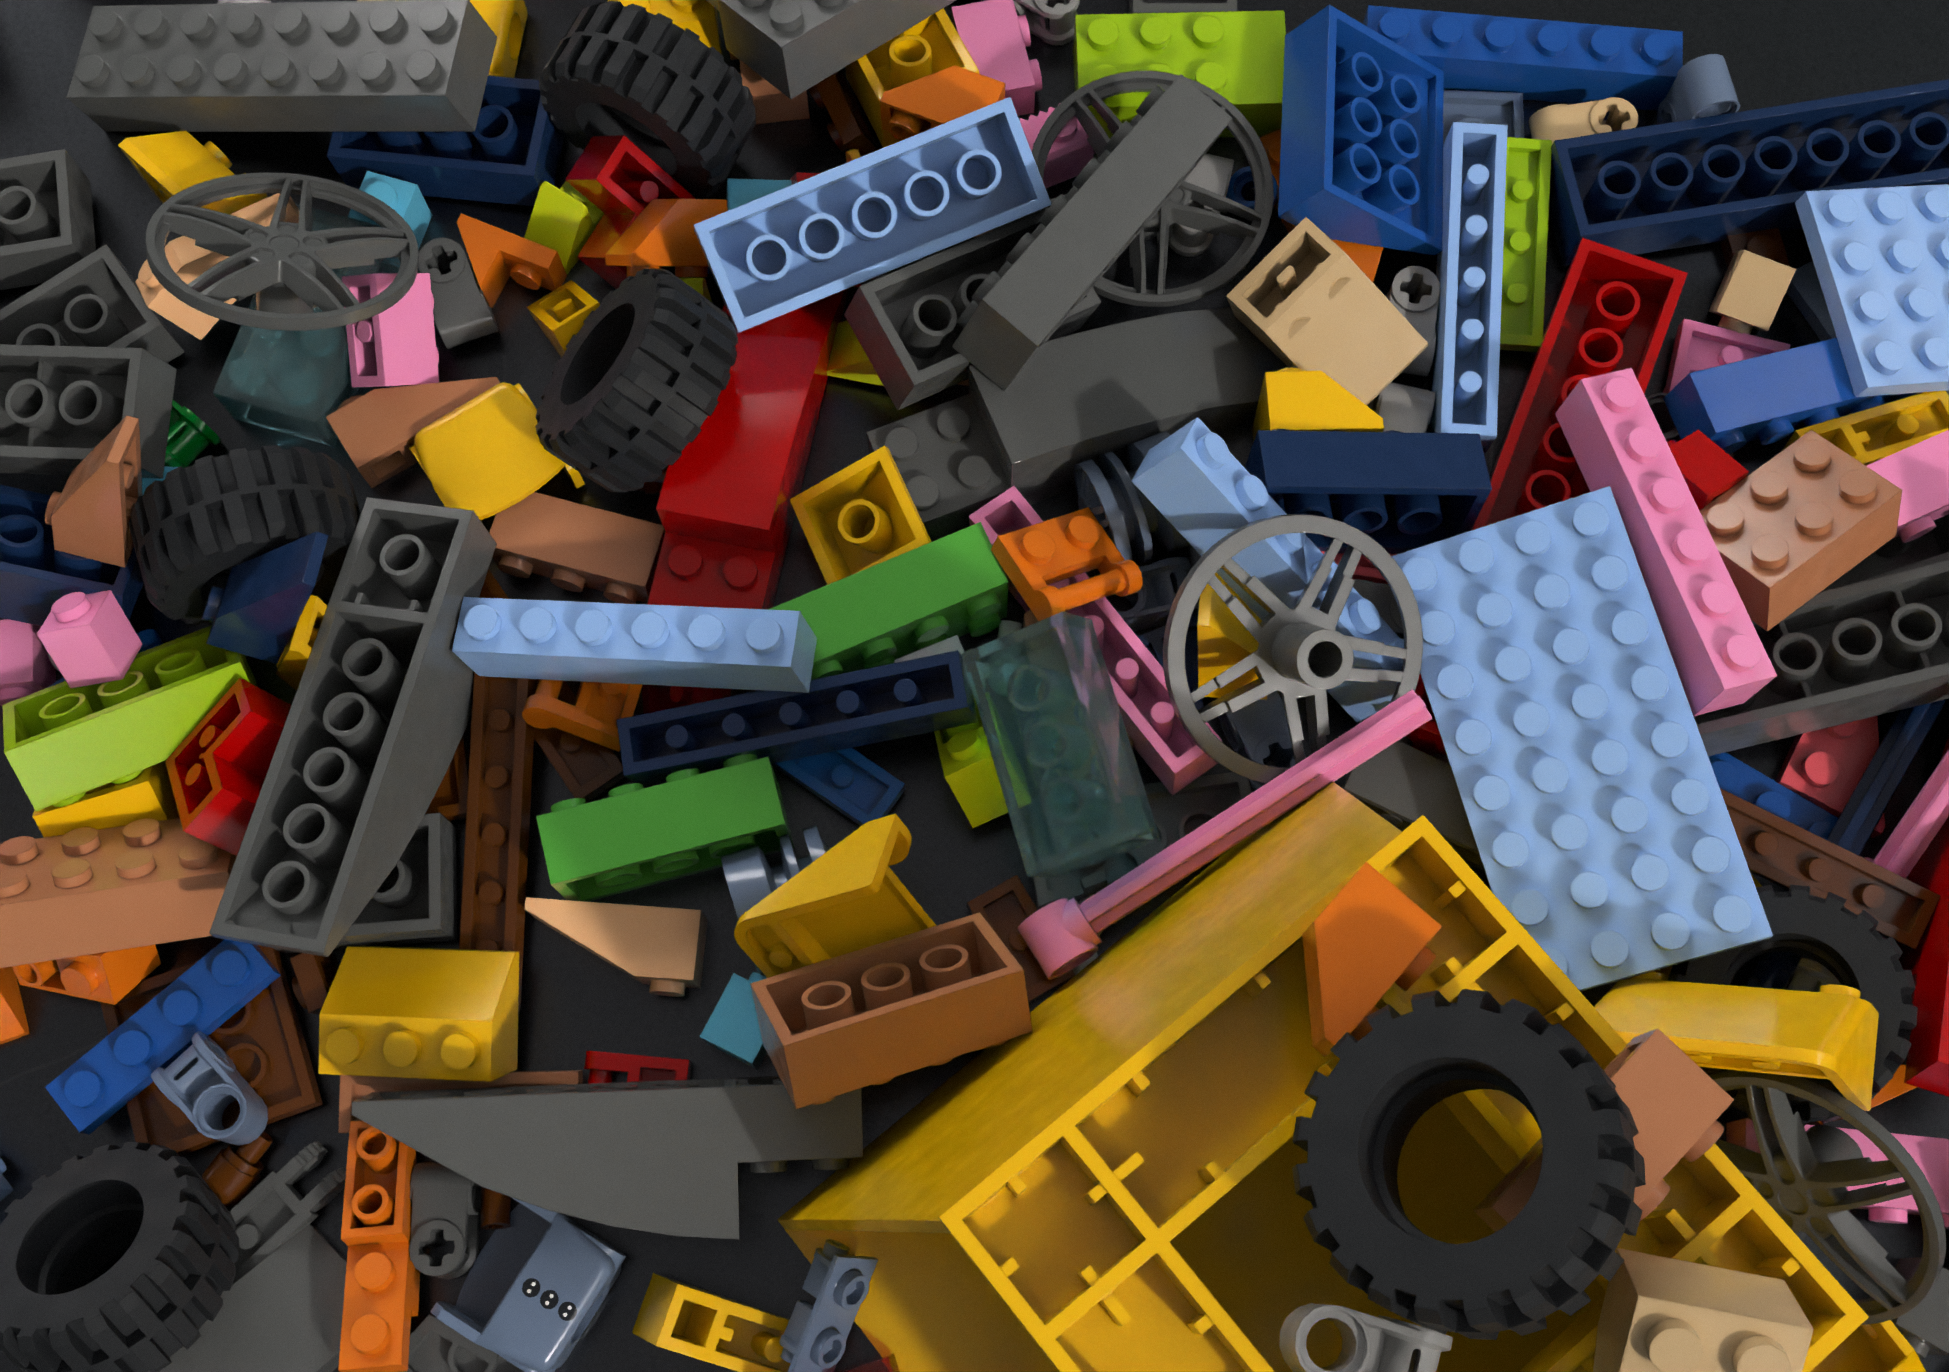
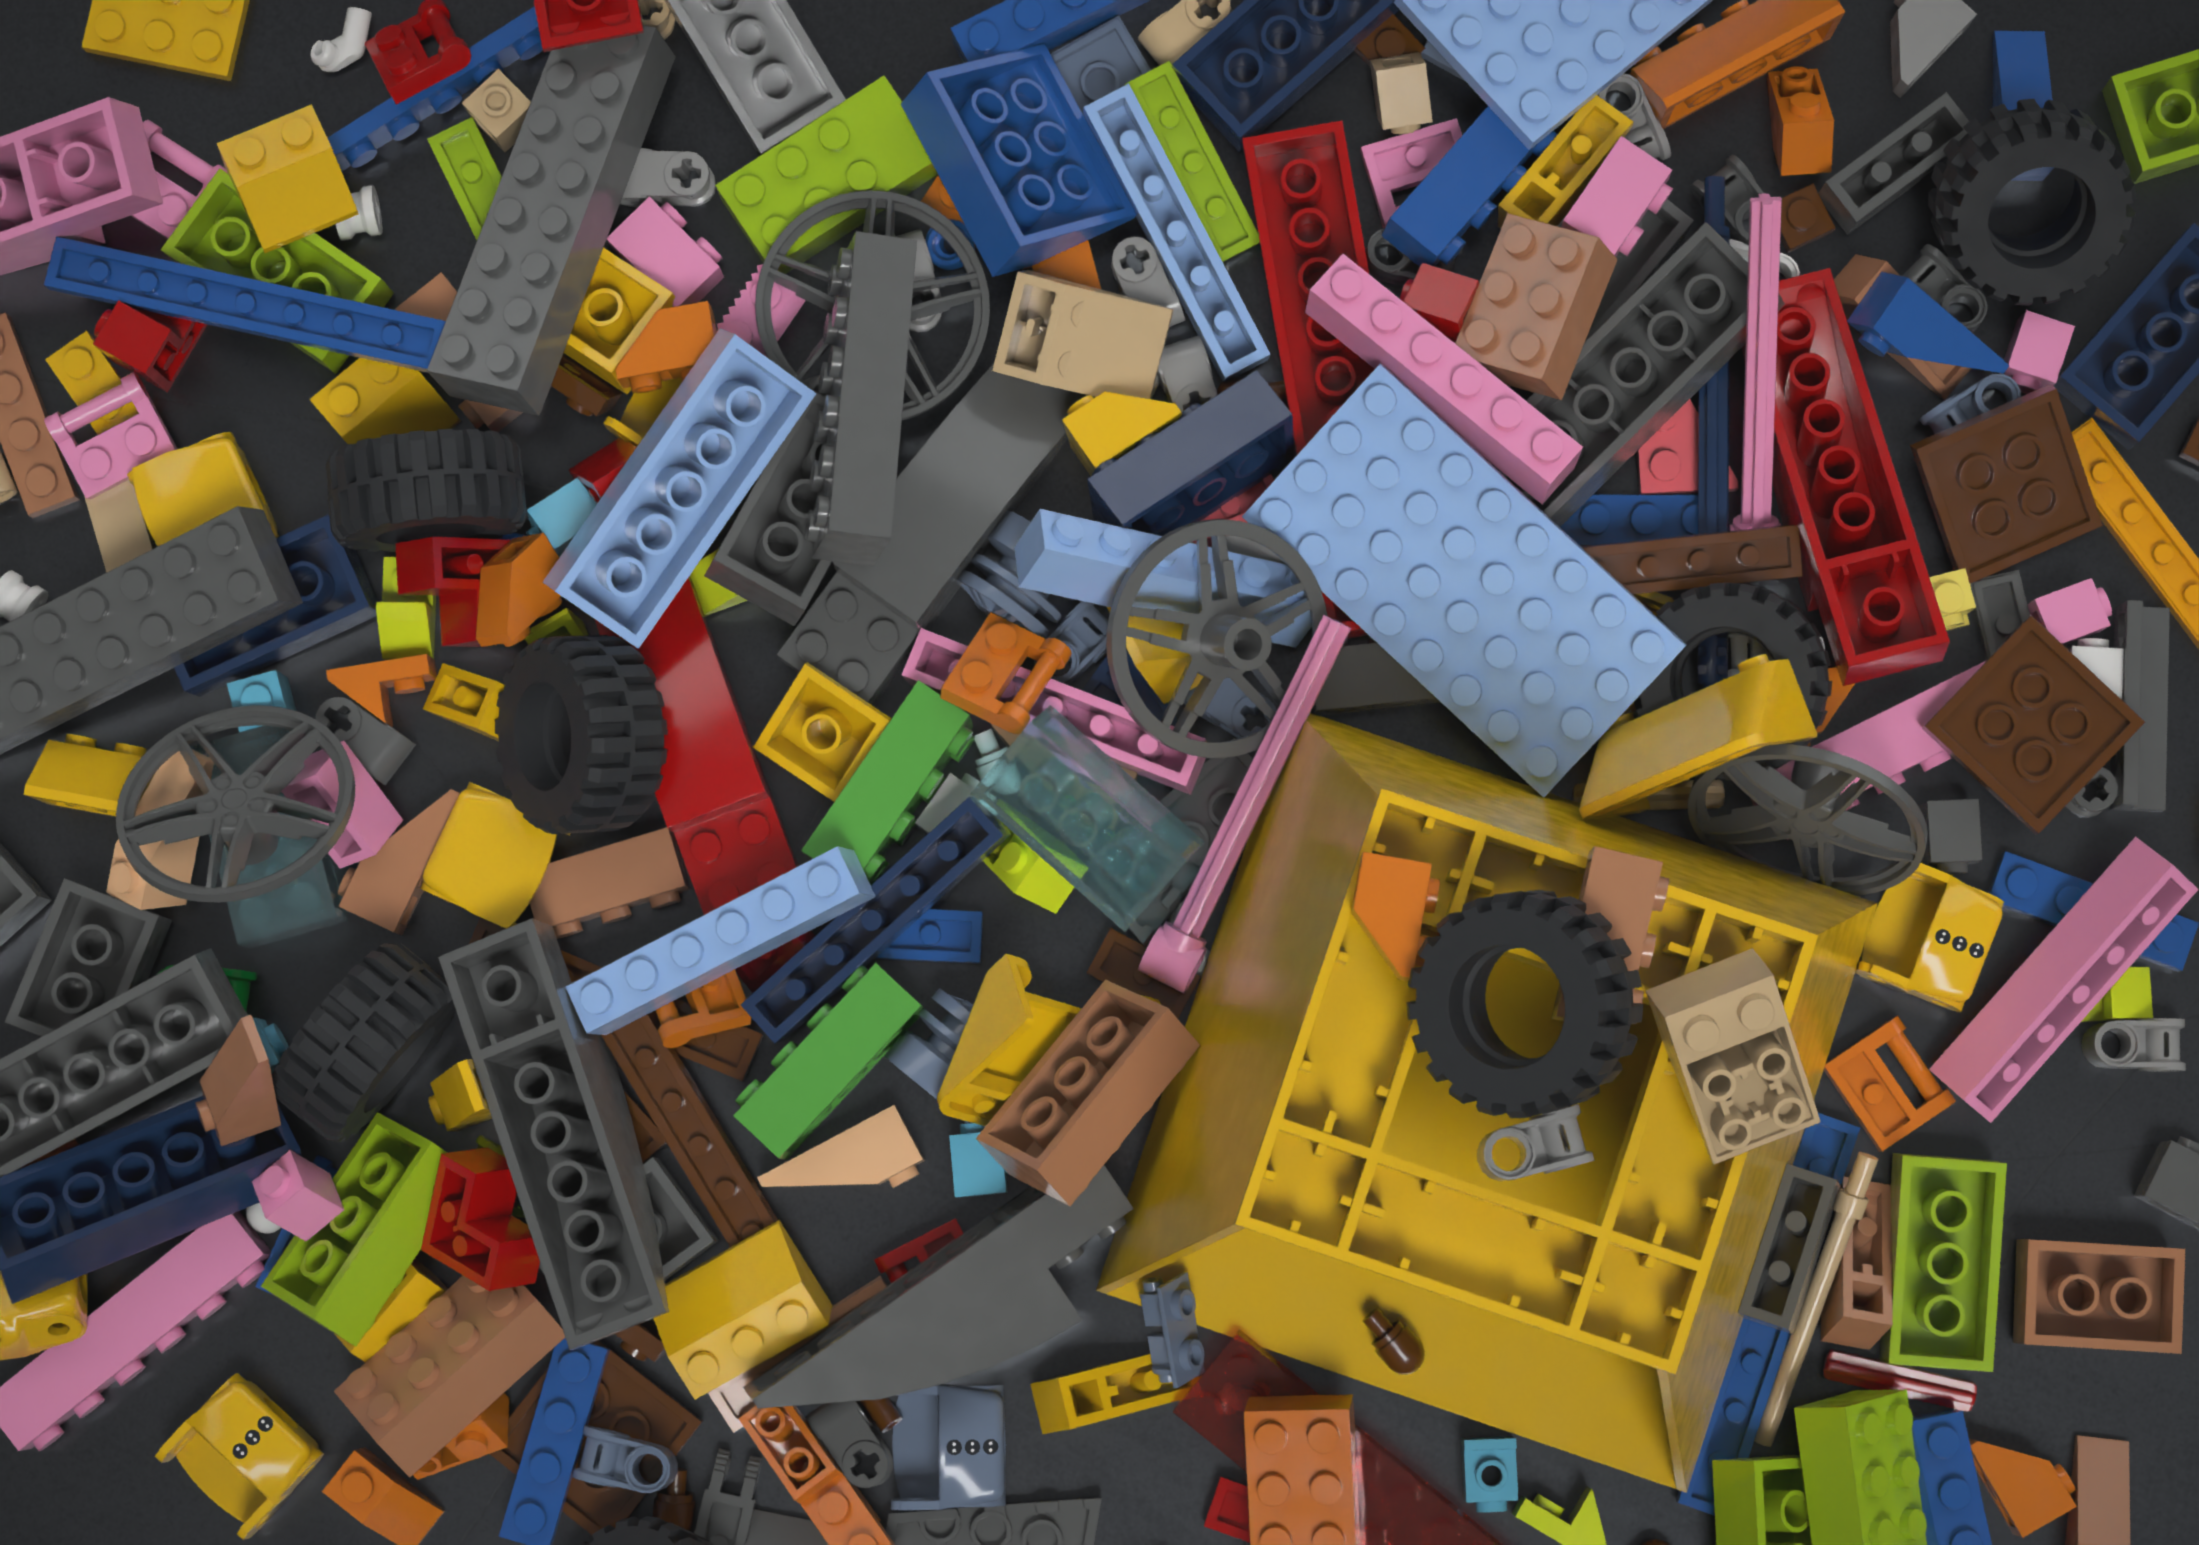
camera: 25 degrees left, 10 degrees up
(264, 599) = (428, 1084): dark blue slope -> none

